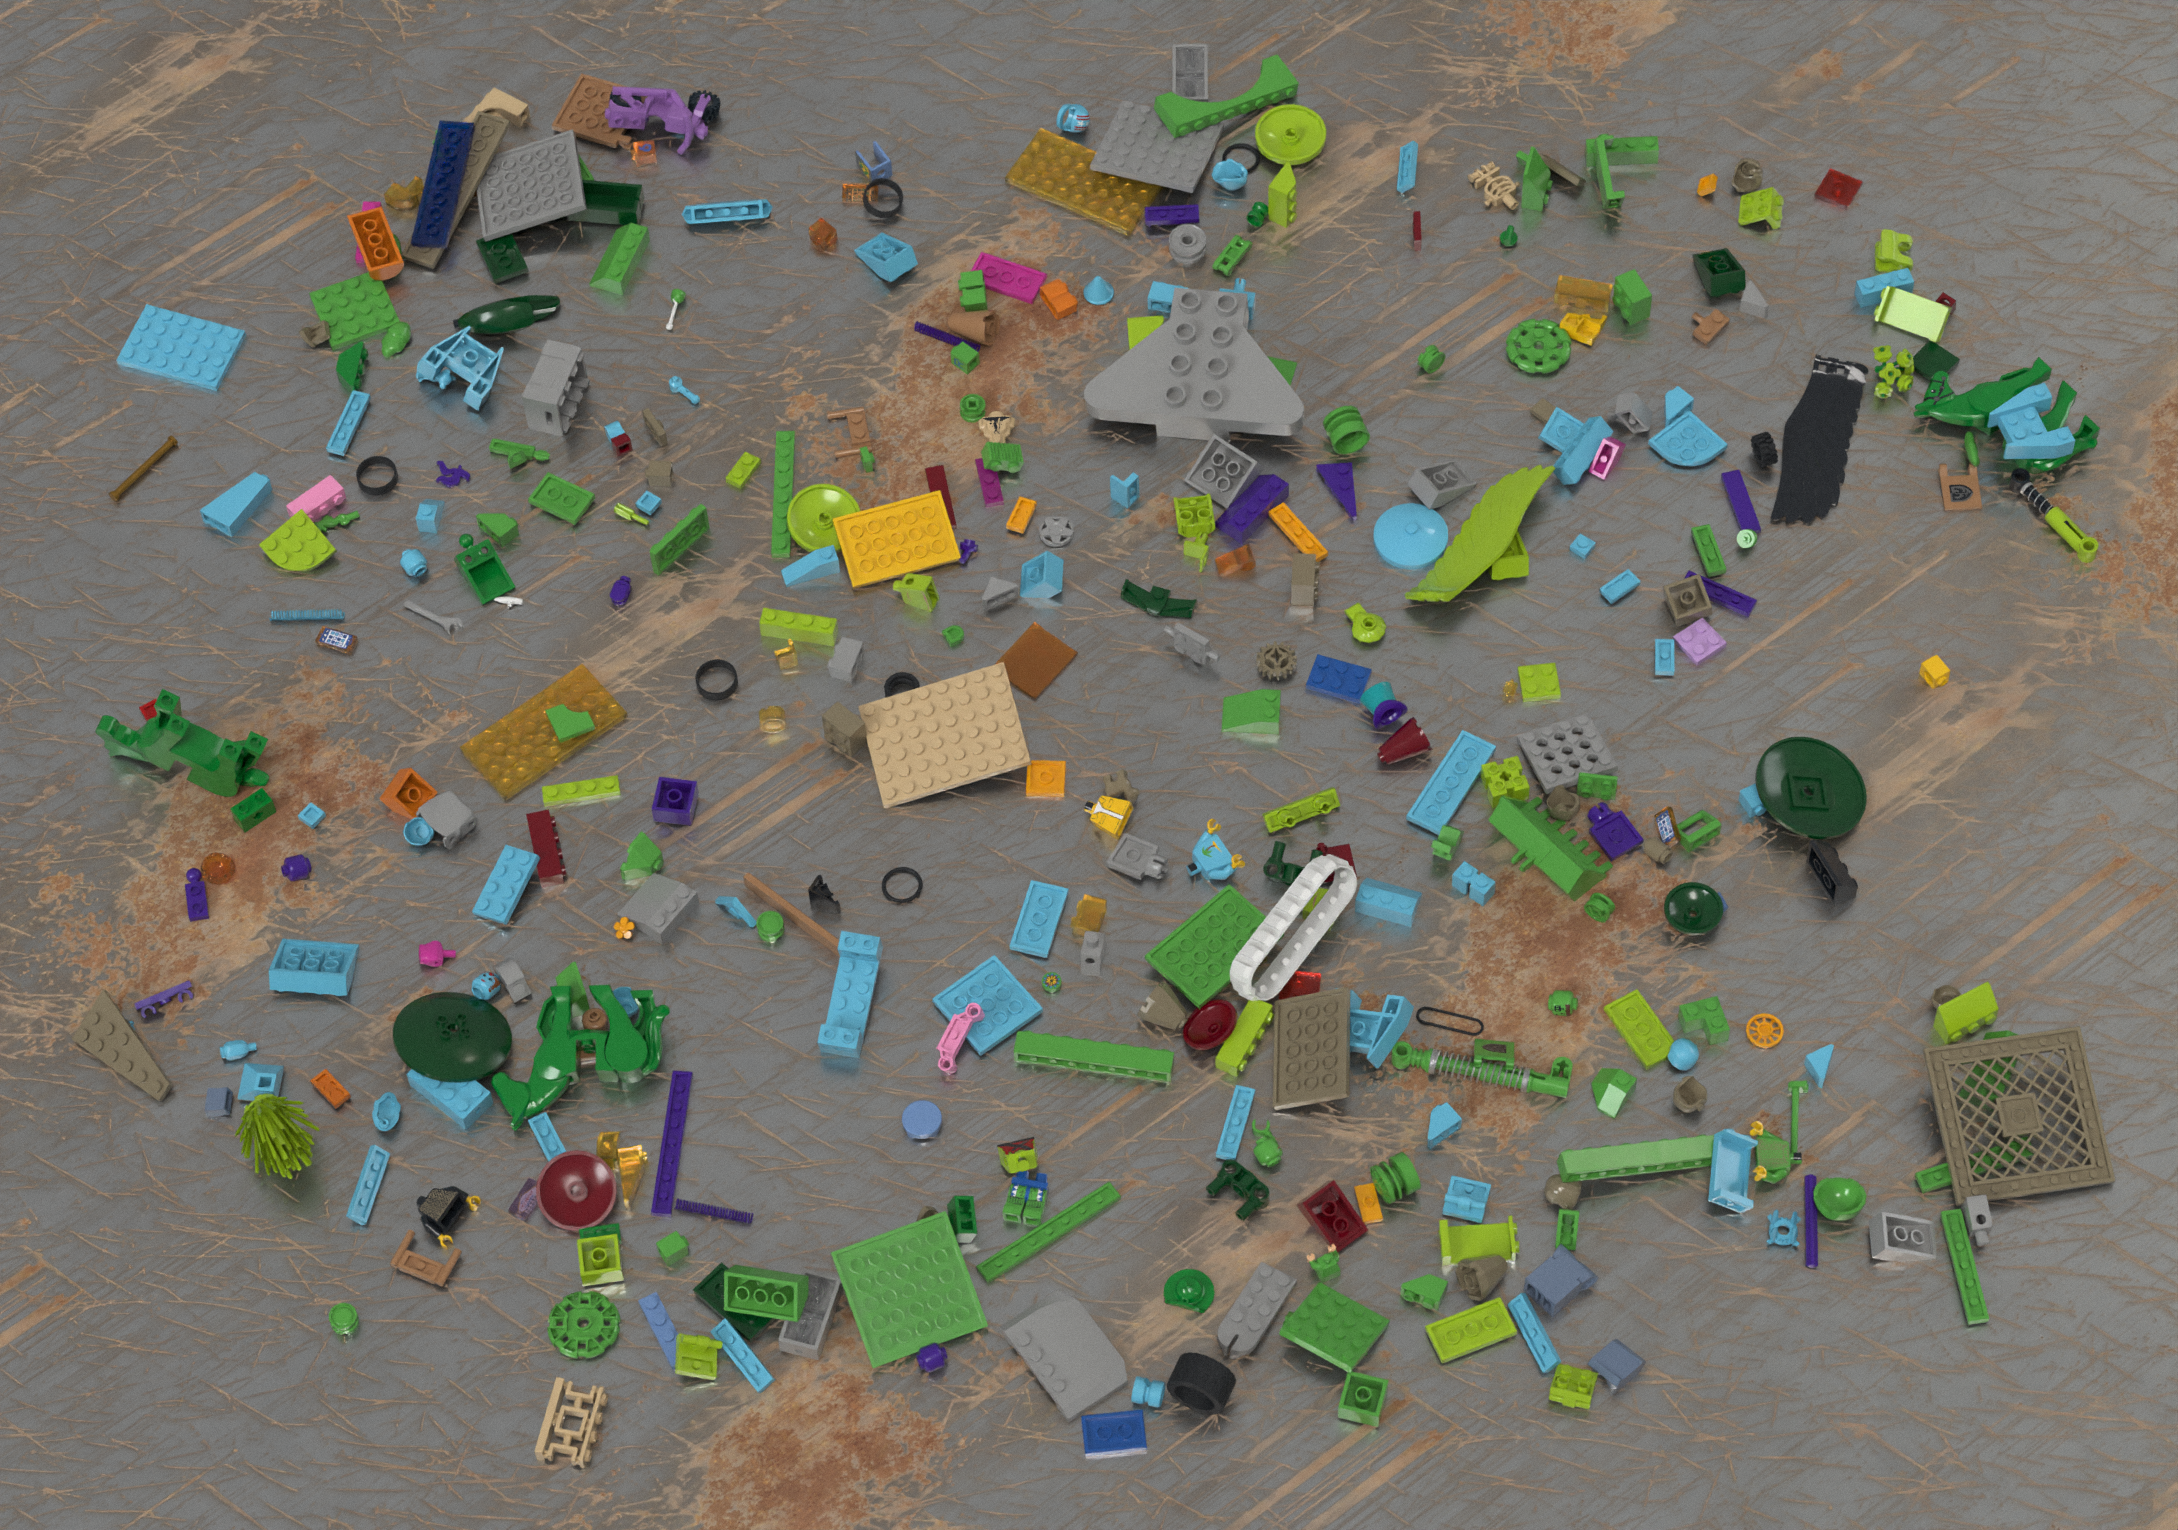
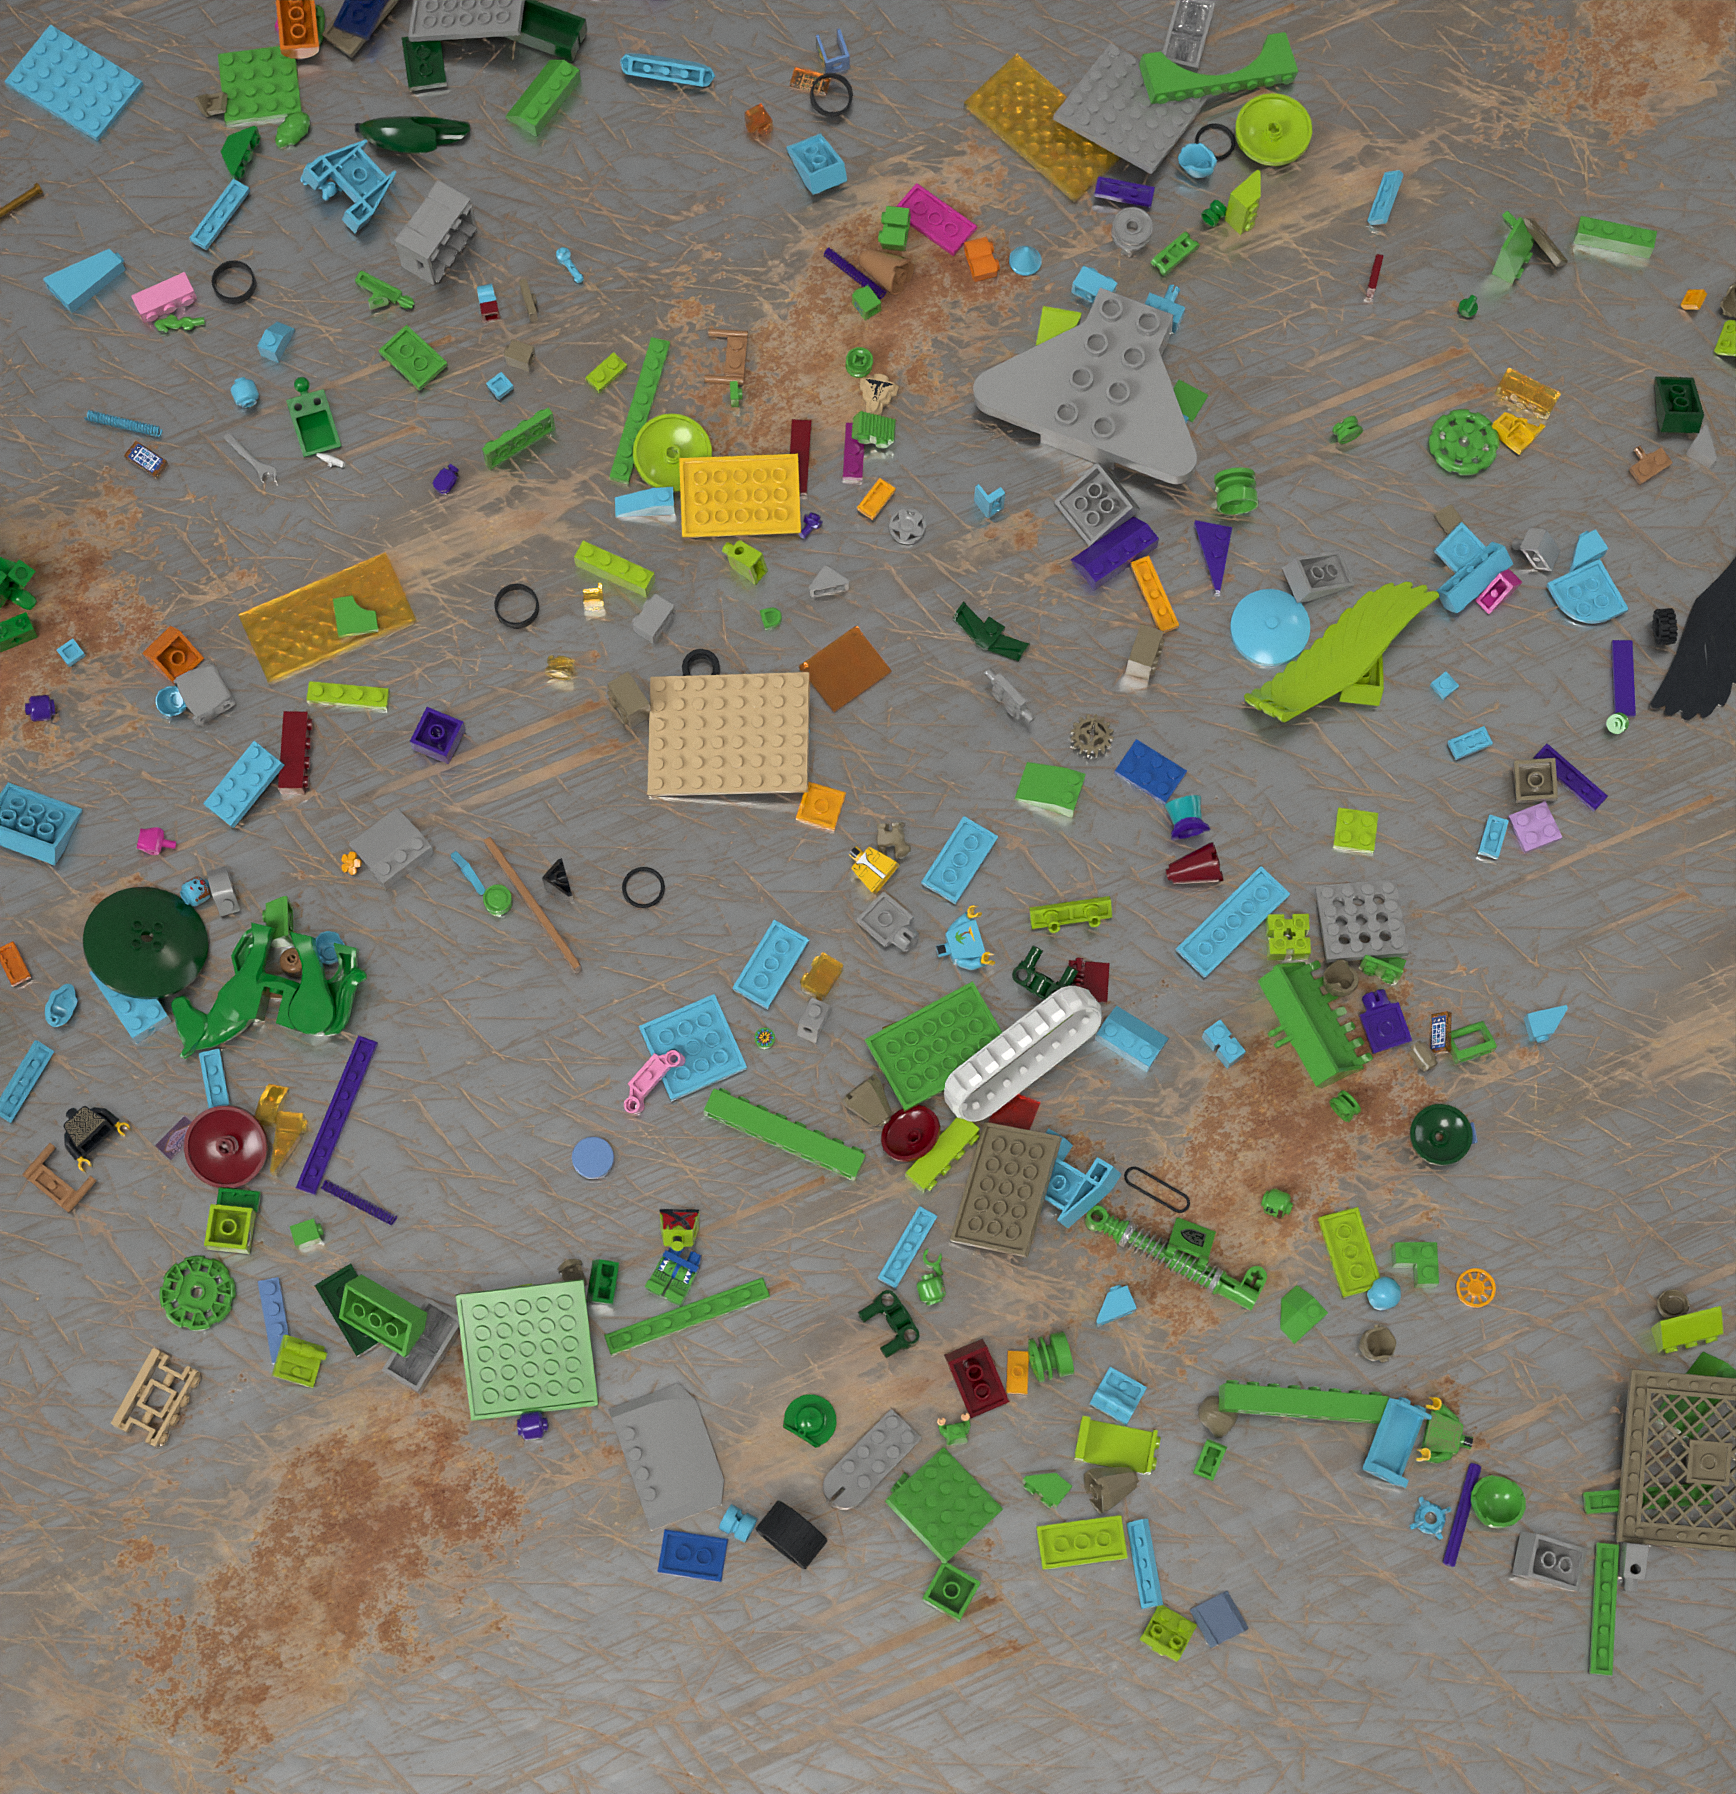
camera: 10 degrees right, 15 degrees up
(298, 544) = (133, 342): lime plate -> none
(457, 474) = (312, 306): dark purple piece -> none
(498, 527) = (341, 374): bright green slope -> none
(629, 513) = (477, 392): lime axle -> none
(642, 860) = (387, 792): bright green slope -> none
(677, 297) = (591, 156): hinge -> none
(743, 1355) = (345, 1371): medium azure plate -> none
(851, 994) = (556, 1004): medium azure plate -> none
(1042, 576) = (877, 576): medium azure slope -> none
(1077, 119) = (1056, 55): medium azure helmet -> none
(1186, 791) = (959, 860): none -> medium azure plate
(1194, 515) = (1057, 546): lime slope -> none
(1198, 549) = (1046, 586): lime bracket -> none
(1240, 558) = (1081, 609): clear orange plate -> none
(1366, 626) = (1194, 713): lime animal -> none
(1447, 842) = (1210, 989): bright green brick -> none
(1501, 187) = (1478, 244): tan torso -> none
(1510, 688) = (1323, 830): clear yellow plate -> none
(1558, 1281) = (1186, 1513): sand blue piece -> none
(1609, 198) = (1587, 261): bright green panel -> none
(1632, 297) = (1577, 413): bright green brick -> none
(1708, 550) = (1574, 726): bright green plate -> none
(1796, 1087) = (1488, 1363): bright green piece -> none
(1818, 1063) = (1520, 1342): medium azure slope -> none
(1823, 770) = (1626, 1026): dark green dish -> none
(1831, 872) = (1595, 1130): black slope -> none

